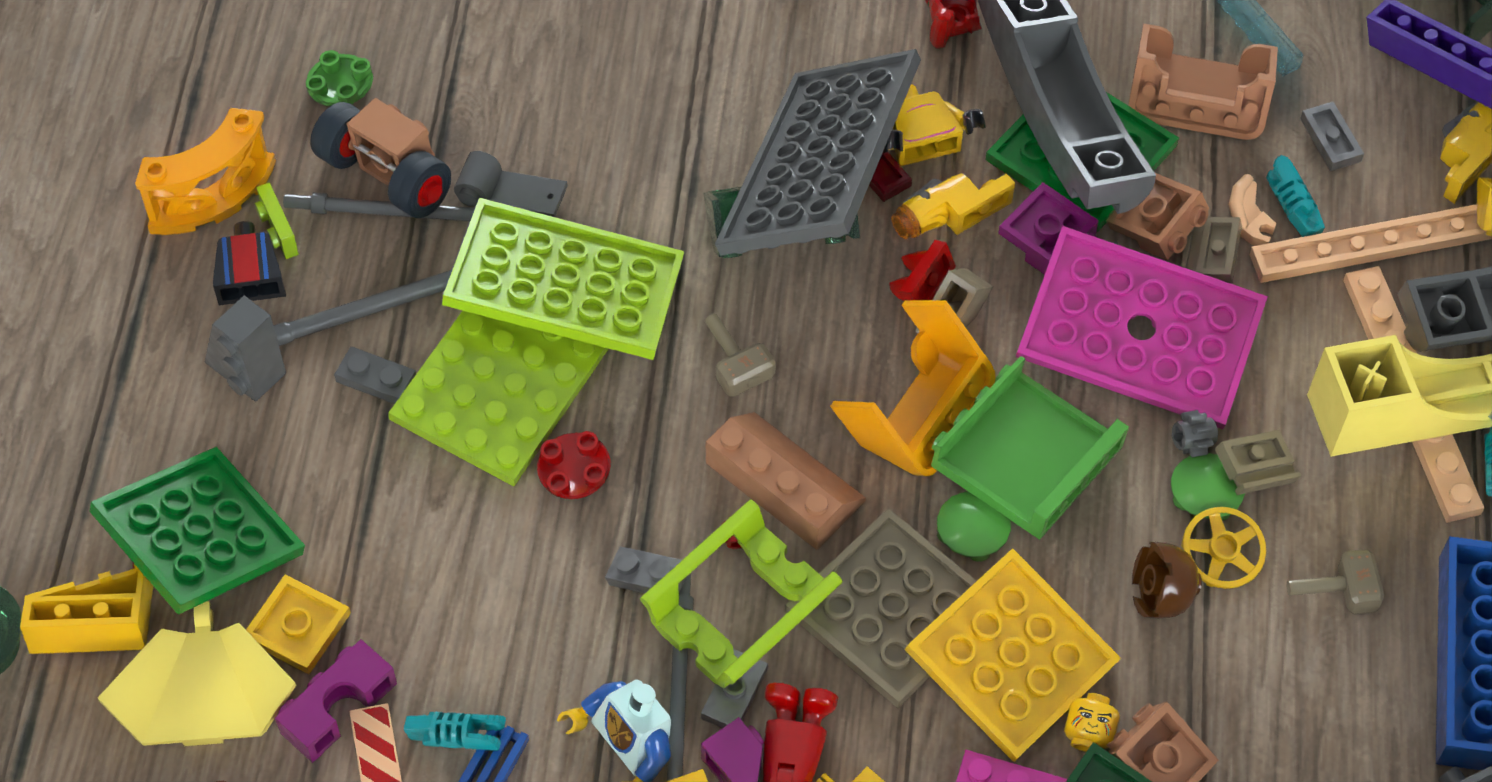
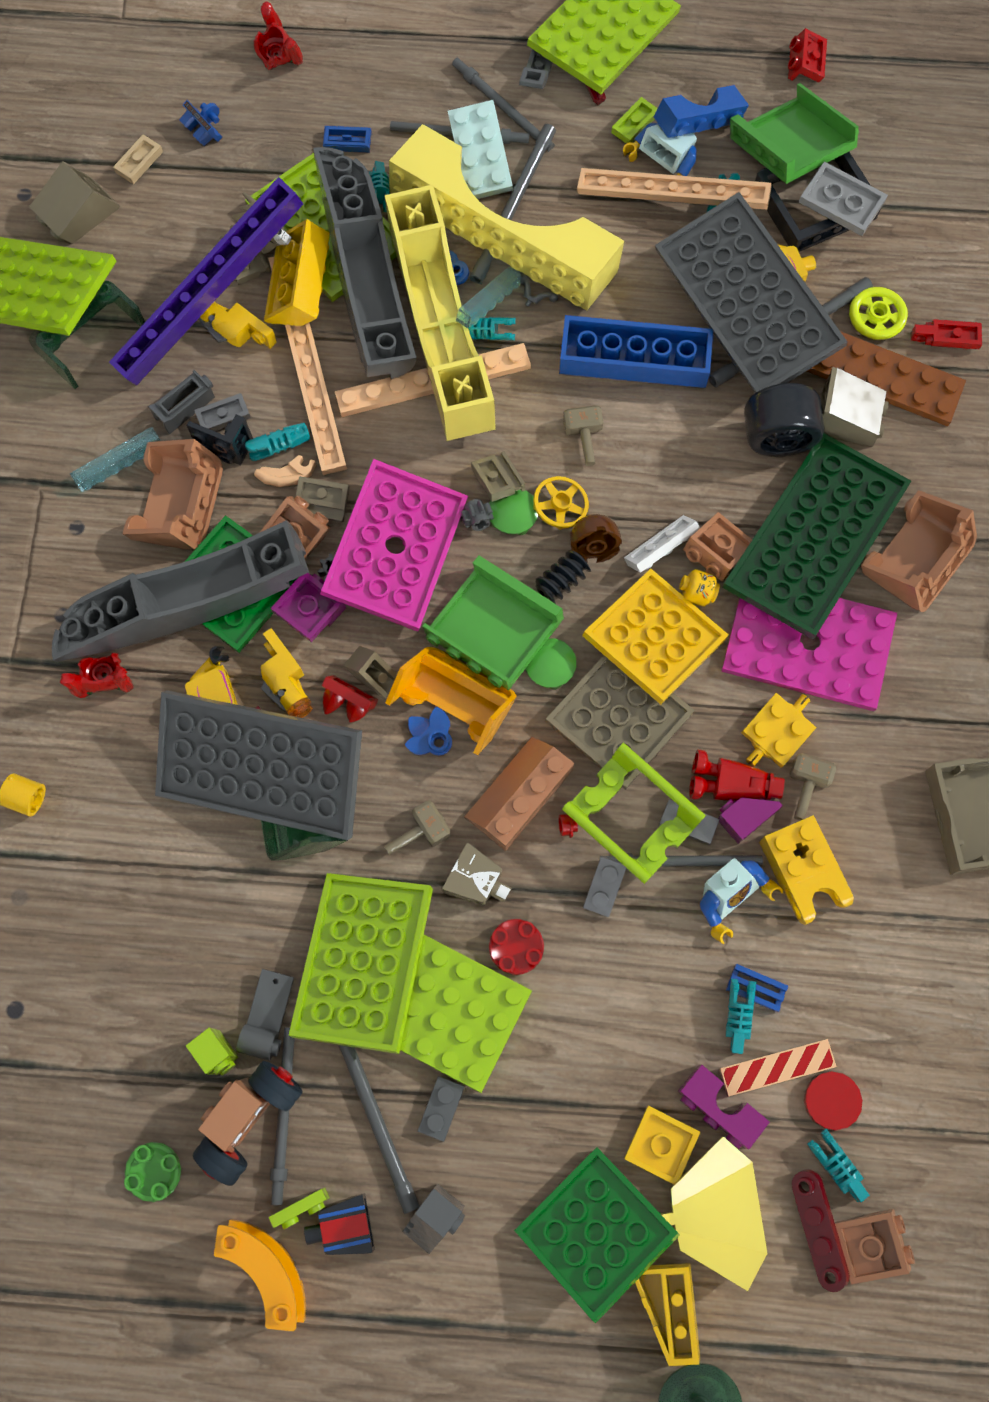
camera: 90 degrees left, 15 degrees up
(467, 124) = (213, 1052): none -> lime piece
(668, 417) = (475, 878): none -> dark tan torso
(874, 371) = (427, 731): none -> blue plate
(1098, 537) = (561, 575): none -> black piece
(1161, 676) = (662, 543): none -> white plate
(1286, 134) = (227, 447): none -> black bracket
(1338, 82) = (186, 408): none -> dark grey window

